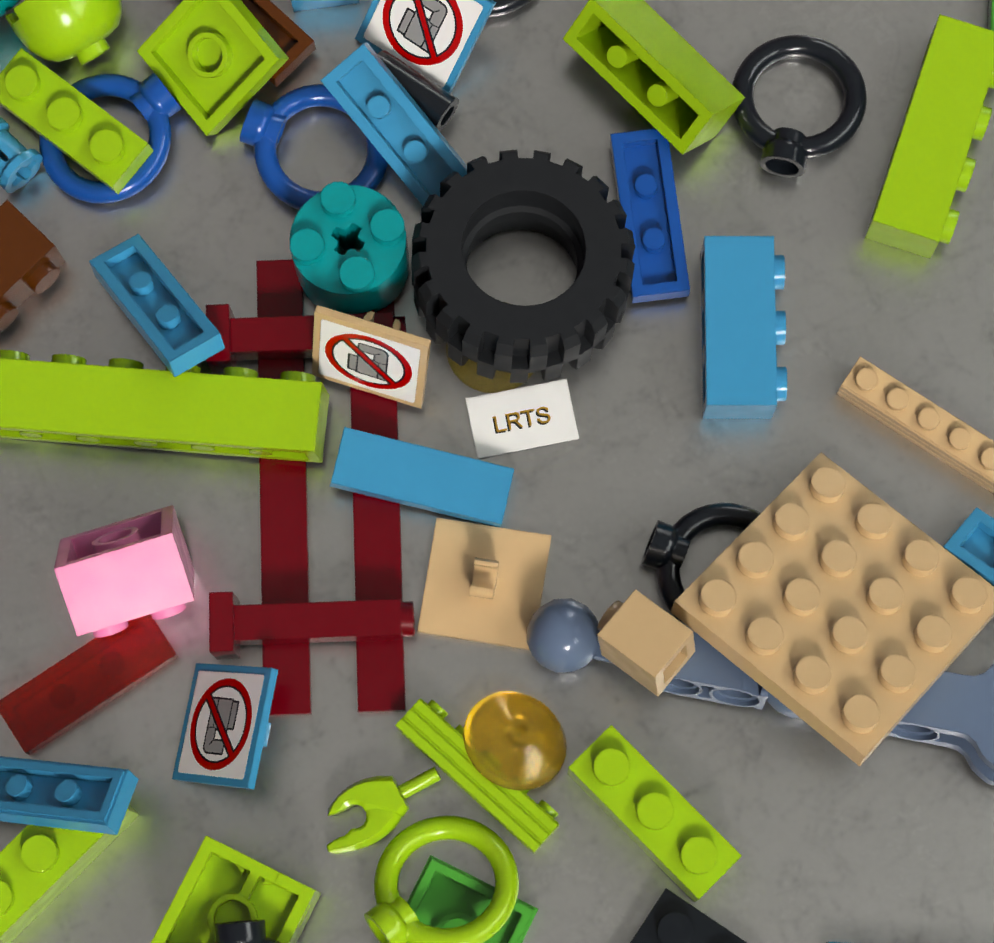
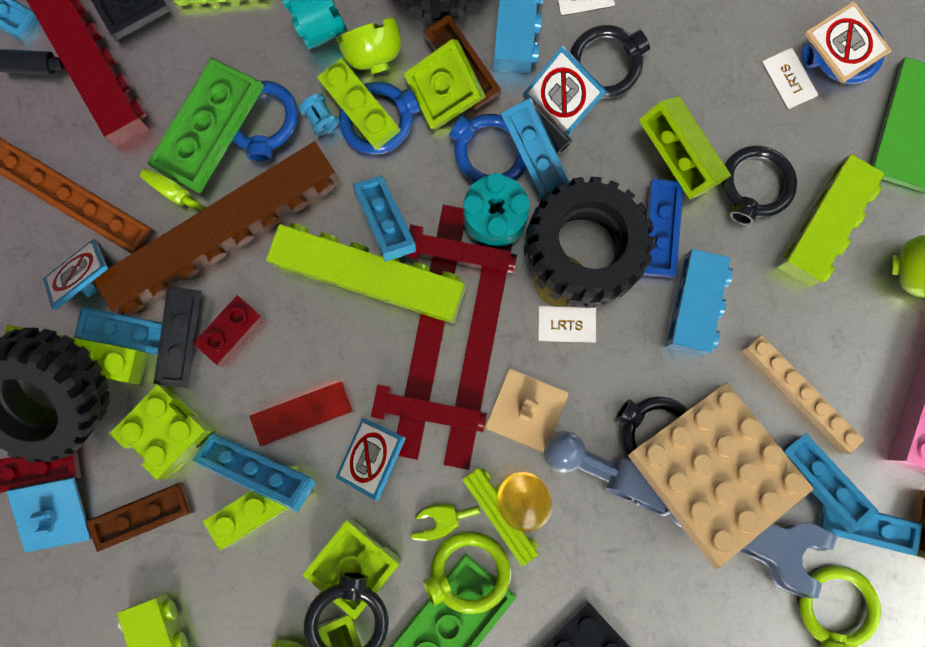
camera: 10 degrees right, 5 degrees up
(125, 572) = (334, 363): bright pink brick -> none
(370, 356) = (494, 273): piece -> none
(422, 477) = (506, 345): dark azure tile -> none
(645, 641) = (610, 469): tan brick -> none
(653, 814) = (592, 562): lime brick -> none

